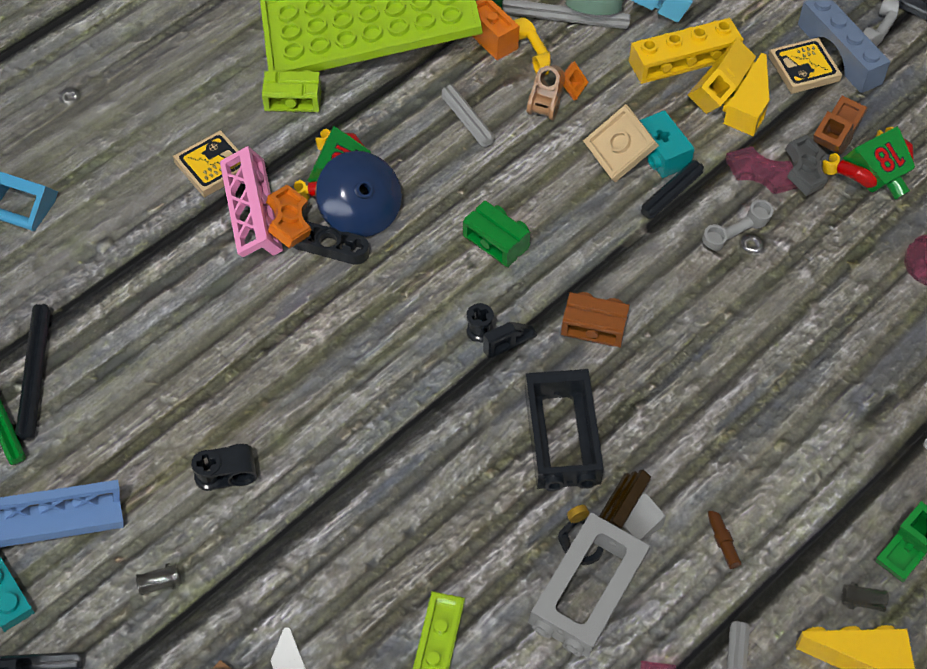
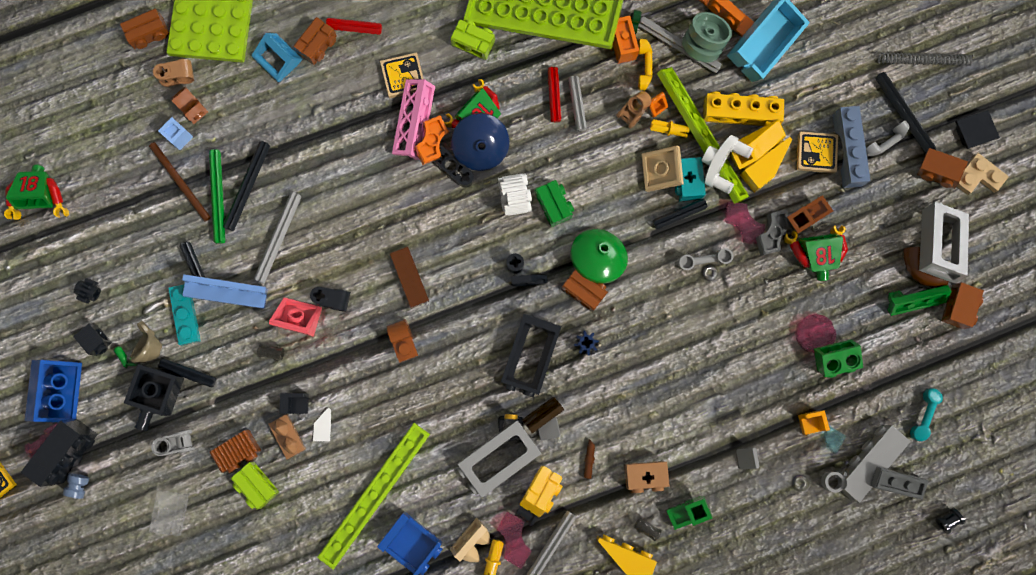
camera: 20 degrees right, 25 degrees up
(70, 162) = (315, 41): none -> dark orange brick
(108, 417) = (277, 237): none -> light grey axle
(117, 131) = (354, 26): none -> red axle
(181, 517) = (296, 316): none -> coral slope
(227, 636) = (294, 403): none -> black panel
(333, 399) = (409, 277): none -> reddish brown tile
(360, 476) = (402, 340): none -> dark orange brick
(431, 116) = (554, 94): none -> red axle
(438, 236) = (514, 194): none -> white brick
(592, 270) = (593, 262): none -> green dish
(603, 100) = (669, 128): none -> yellow axle
(634, 383) = (582, 347): none -> dark blue gear
(652, 93) = (699, 128): none -> lime tile
(673, 649) = (526, 515): none -> black bush
(679, 602) = (541, 491): none -> yellow brick
(684, 100) = (716, 159): none -> white connector
(819, 522) = (657, 470): none -> medium nougat brick

